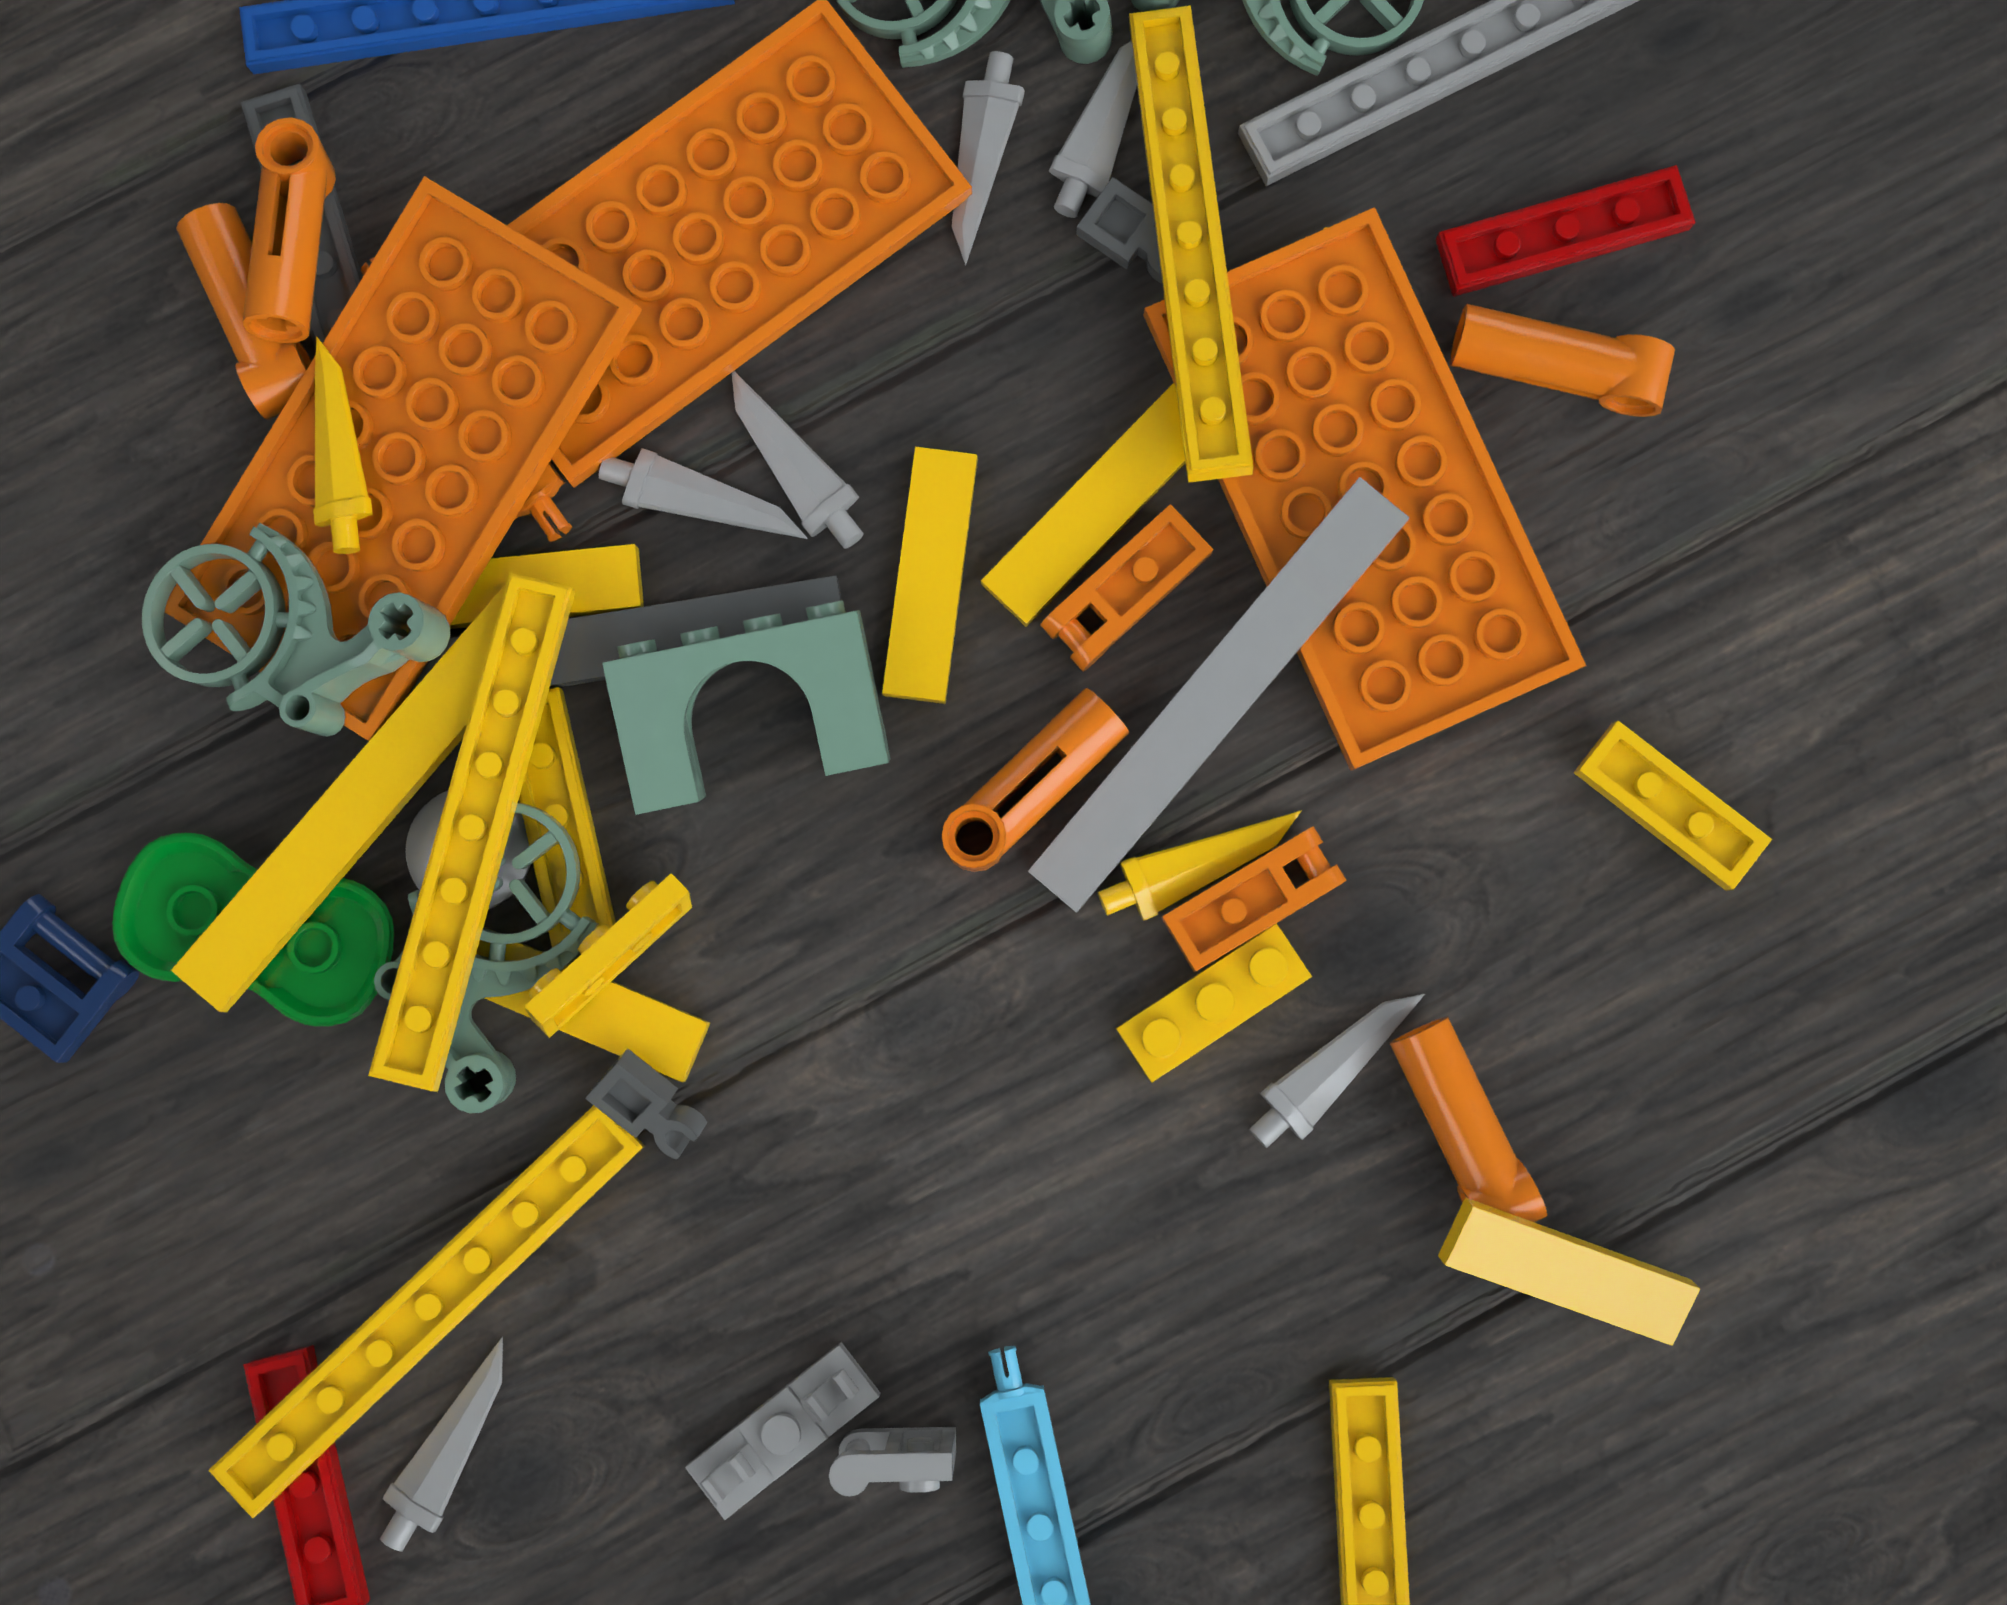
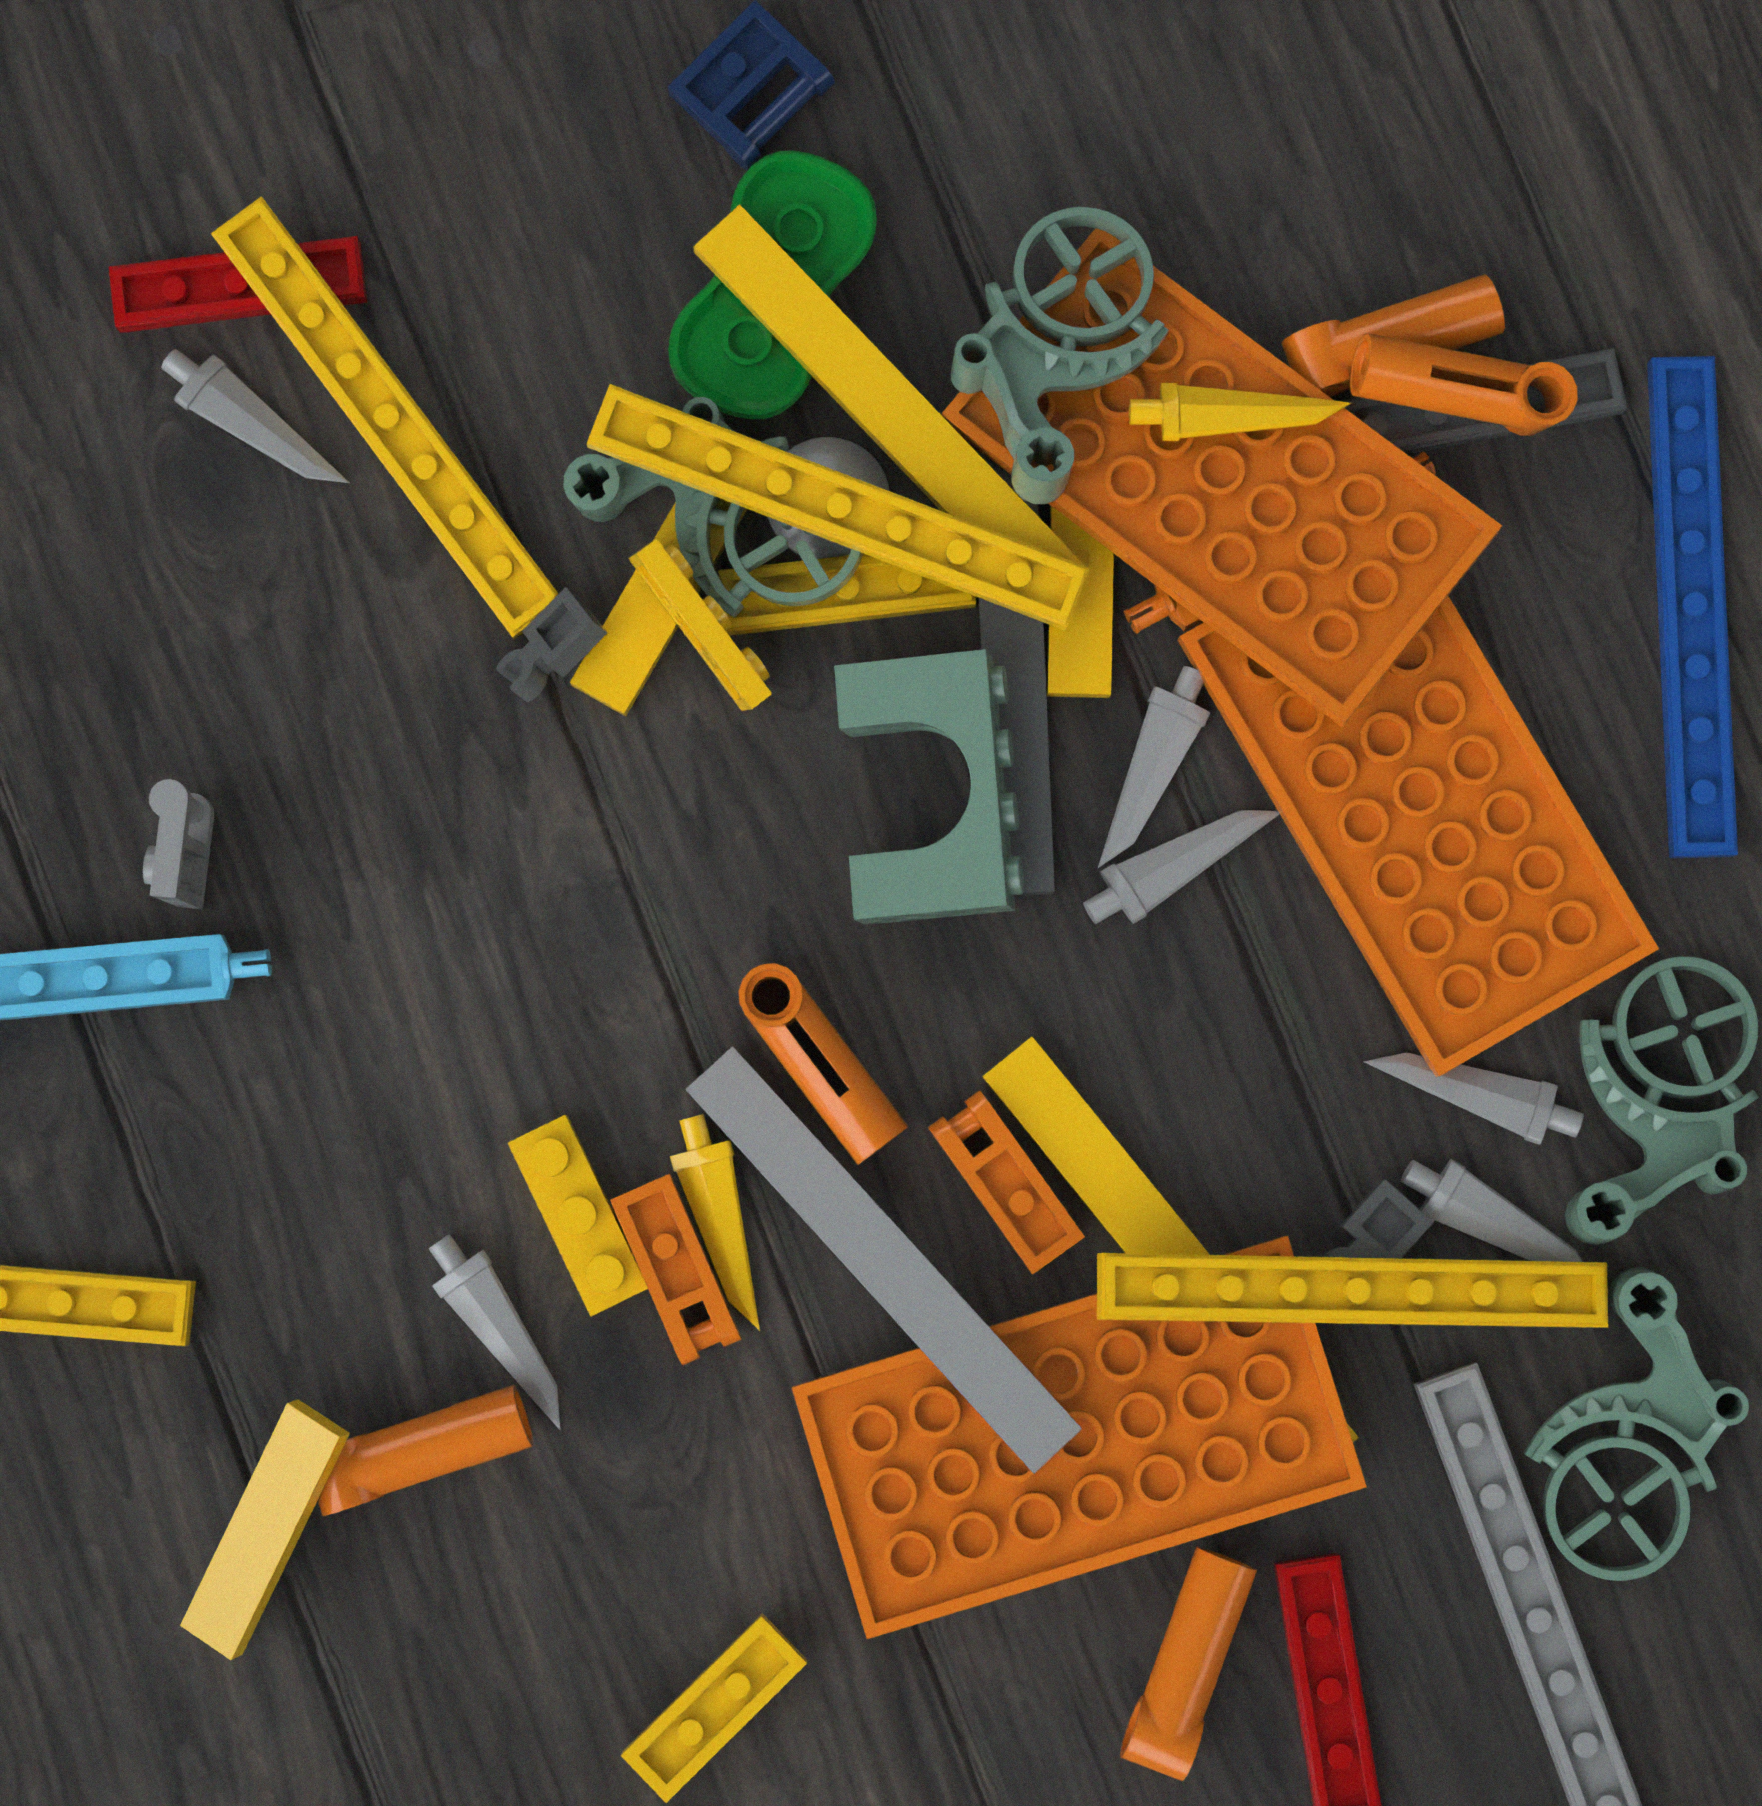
camera: 90 degrees right, 0 degrees up
(782, 1430) = (222, 742): light grey plate -> none
(930, 575) = (1045, 986): yellow tile -> none

